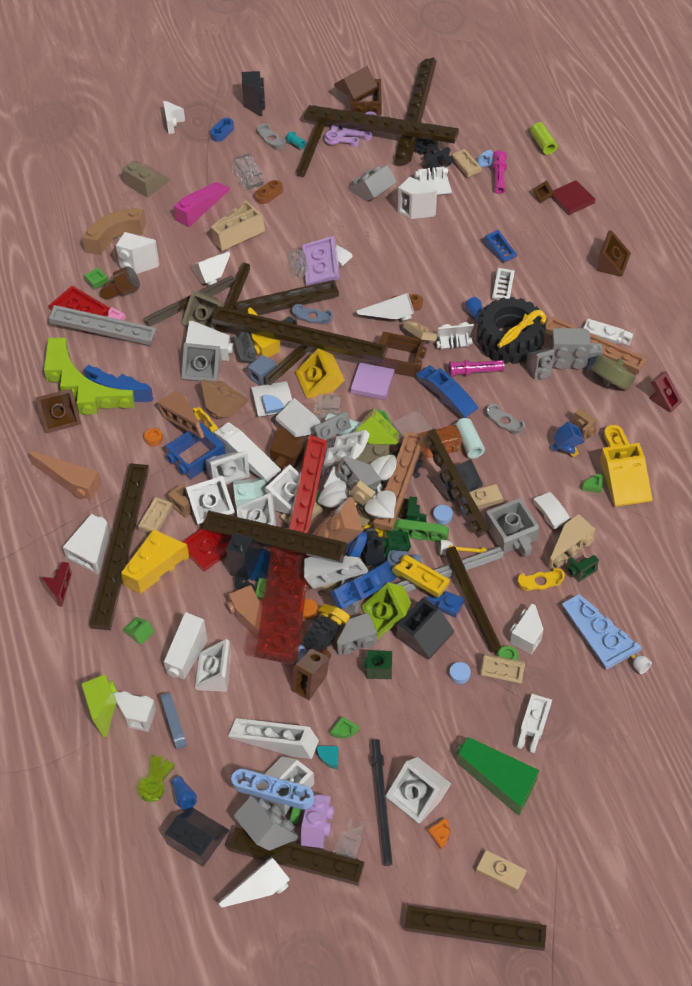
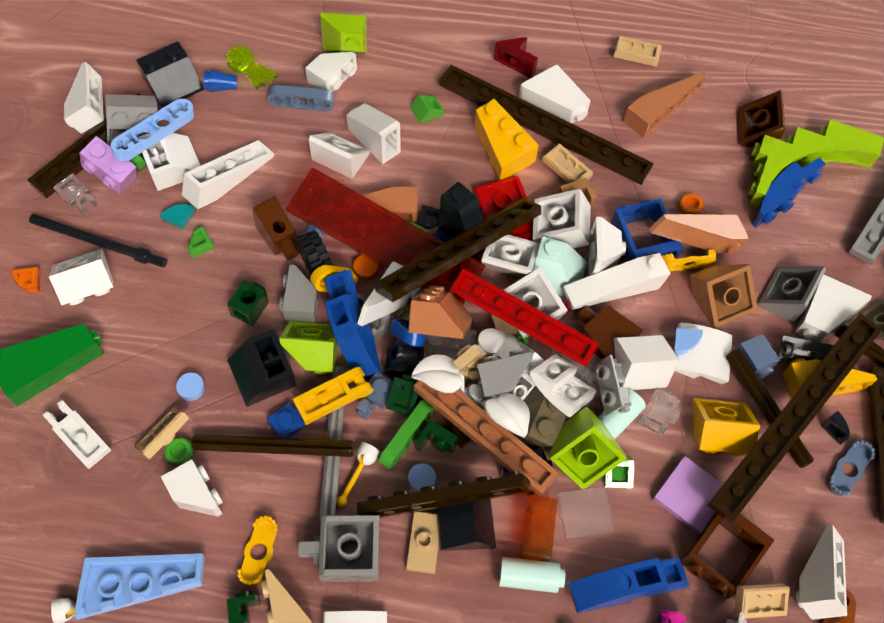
camera: 110 degrees right, 10 degrees up
(15, 507) = (637, 51): none -> tan plate

